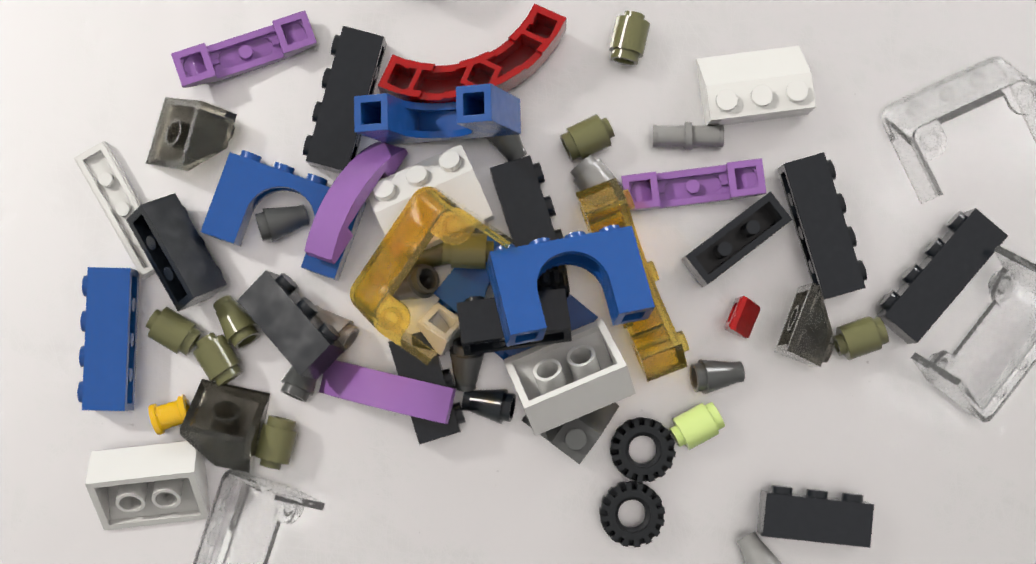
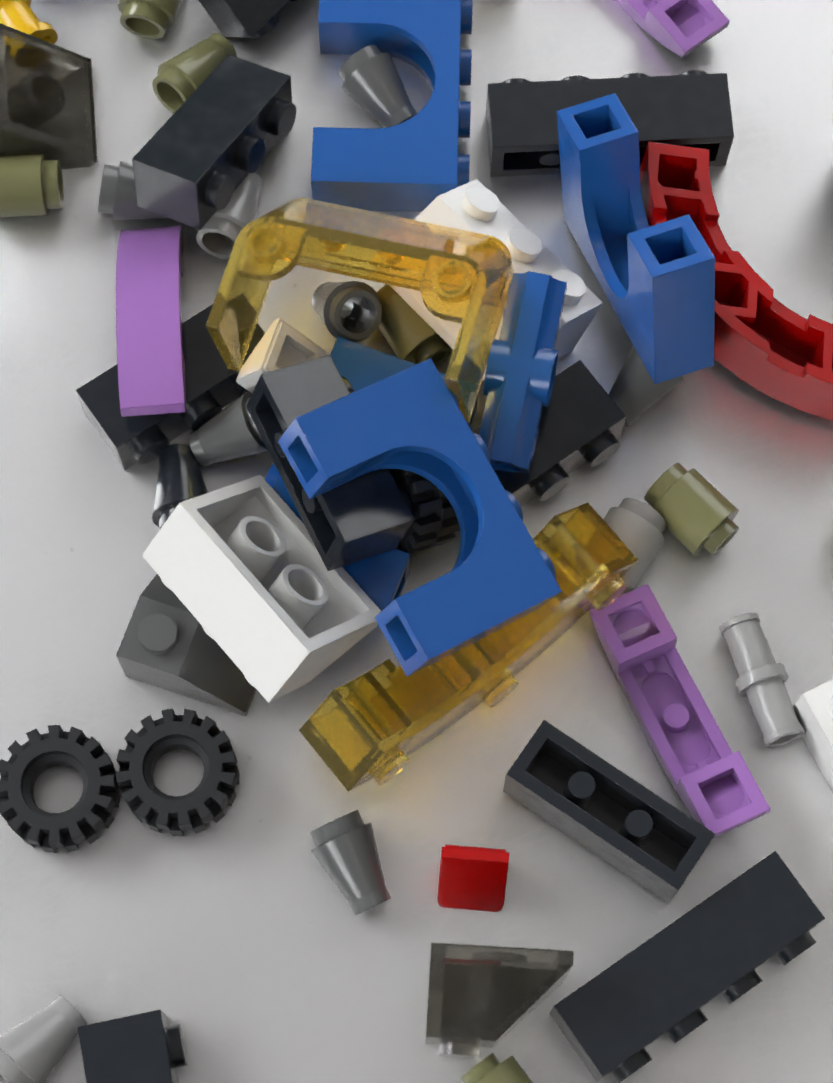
camera: 75 degrees right, 15 degrees down
(217, 359) = (126, 64): olive brick -> none
(346, 196) = (382, 136): medium lavender slope -> none
(469, 254) = (420, 336): olive brick -> none
(496, 203) = (522, 370): none -> blue piece
(697, 425) = (249, 853): yellowish green brick -> none

